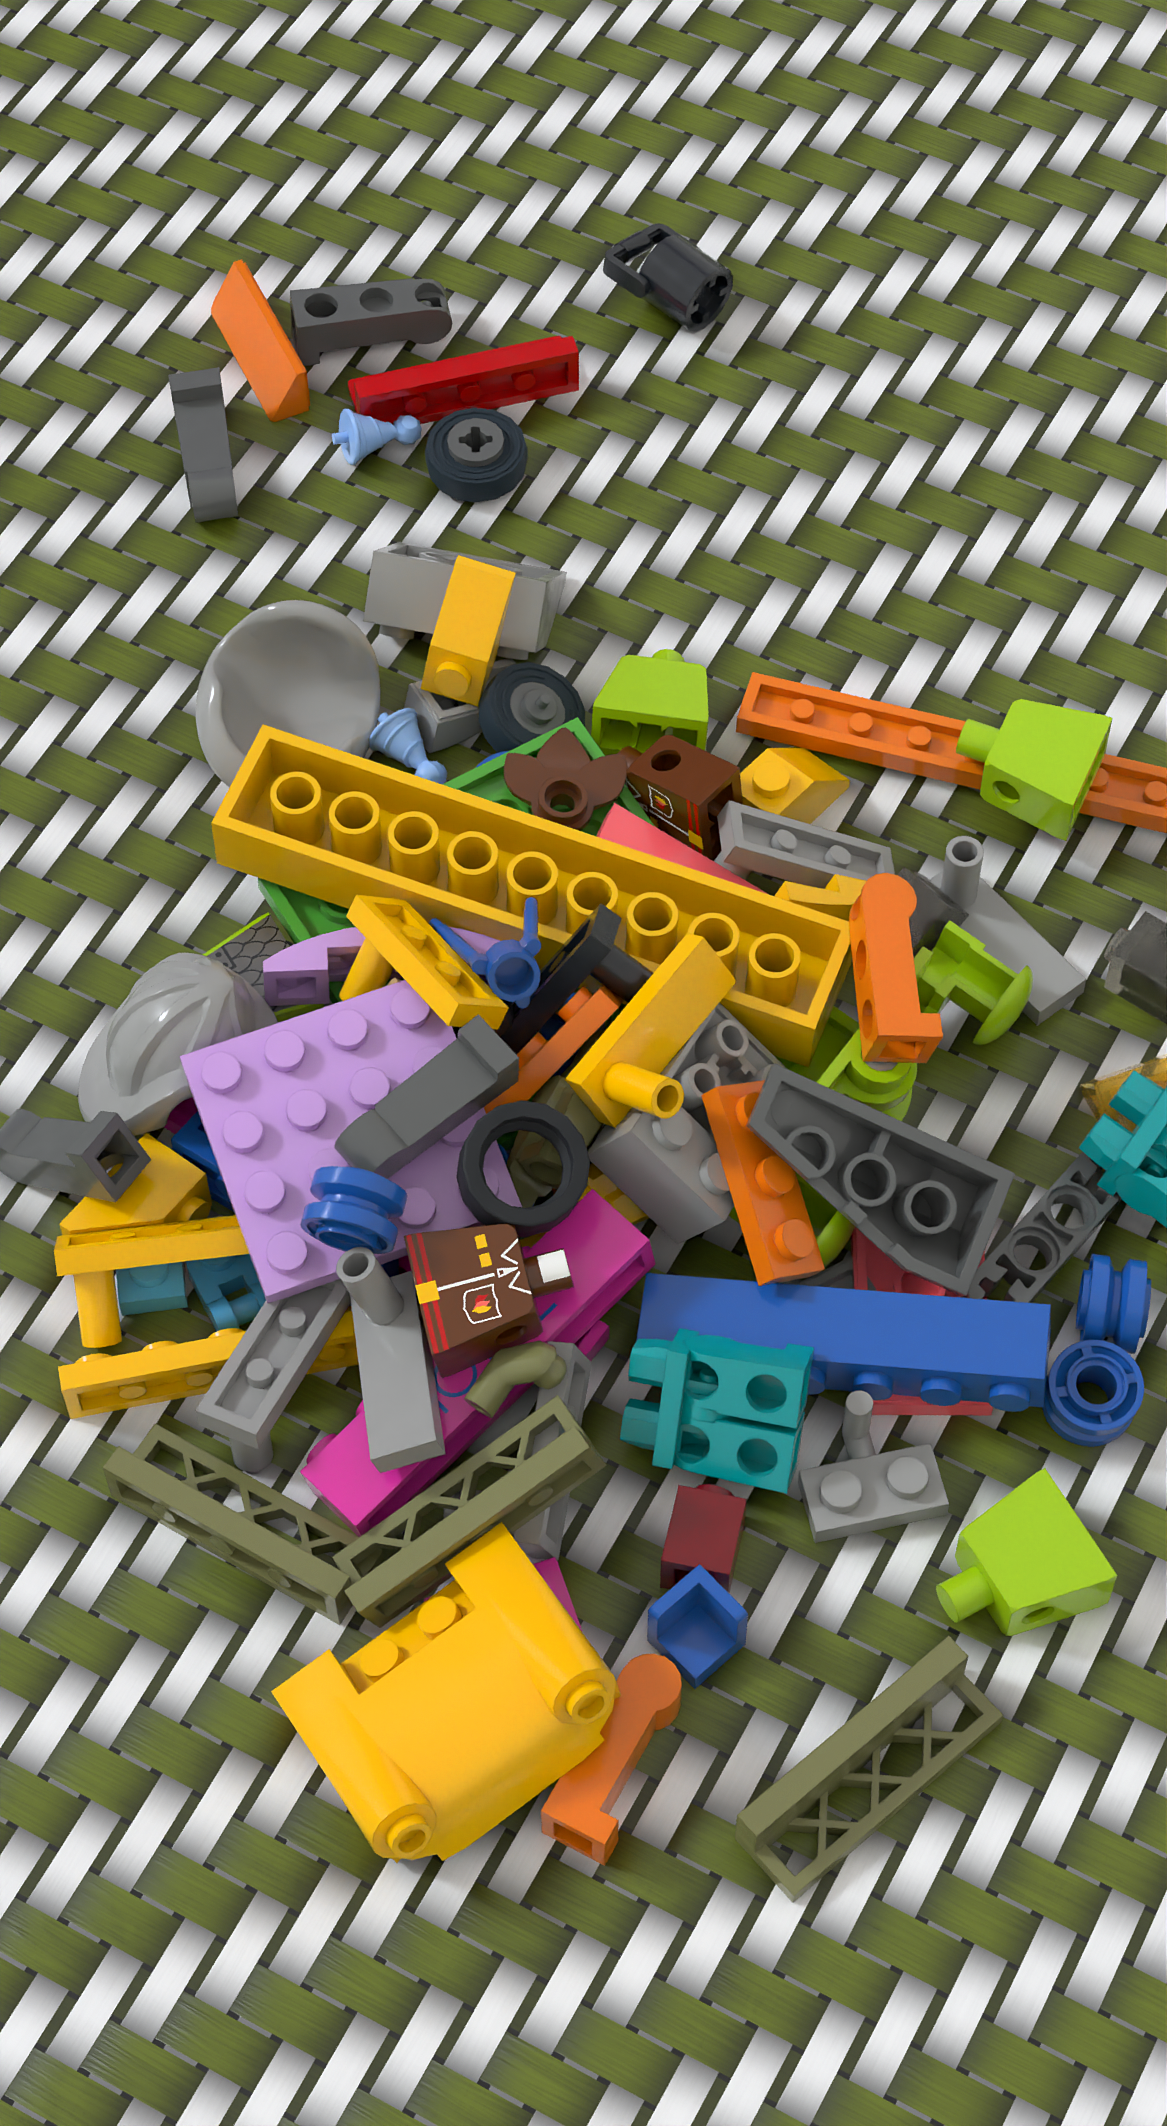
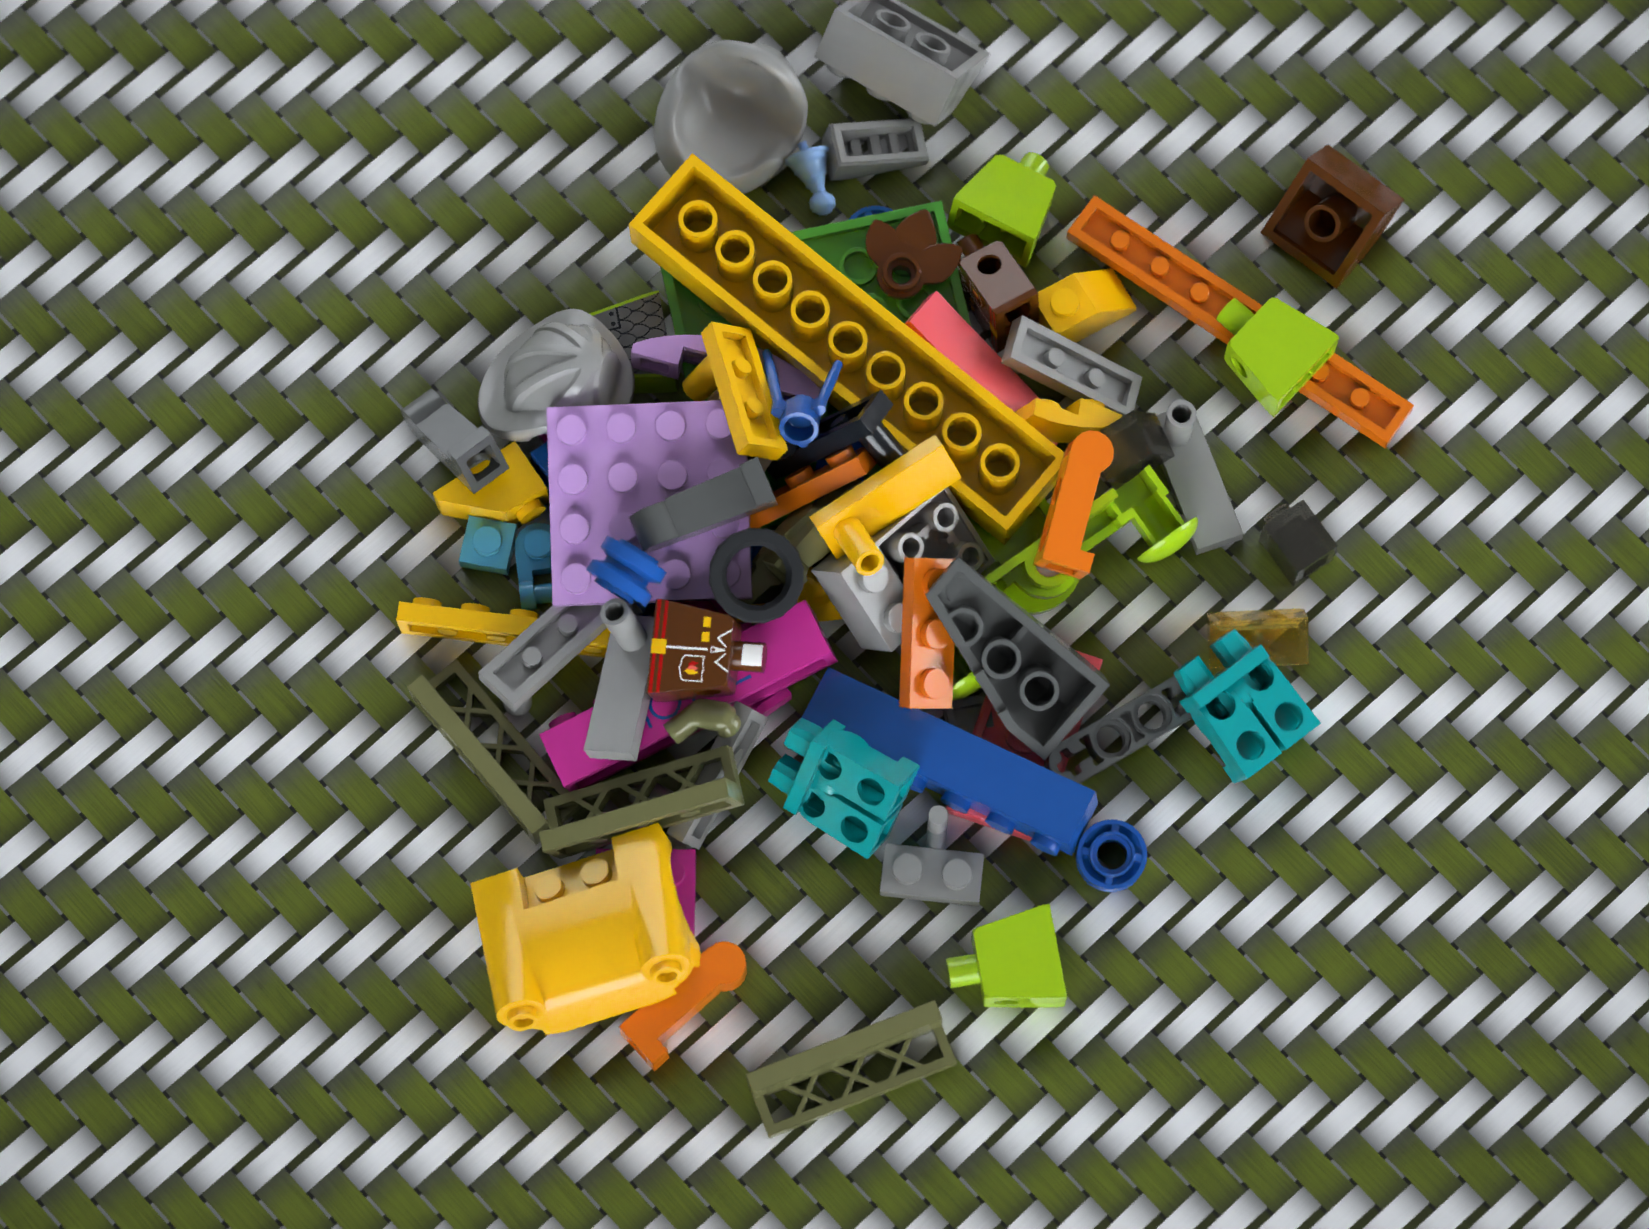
camera: 20 degrees right, 15 degrees up
(96, 1255) = (457, 526): yellow piece -> none
(468, 631) = (882, 103): yellow slope -> none
(525, 704) = (913, 174): black wheel -> none
(697, 1626) = (771, 932): blue panel -> none
(703, 1531) = (799, 872): dark red brick -> none
(1034, 619) = (1331, 215): none -> reddish brown slope
(1114, 1302) = (1152, 796): blue wheel -> none

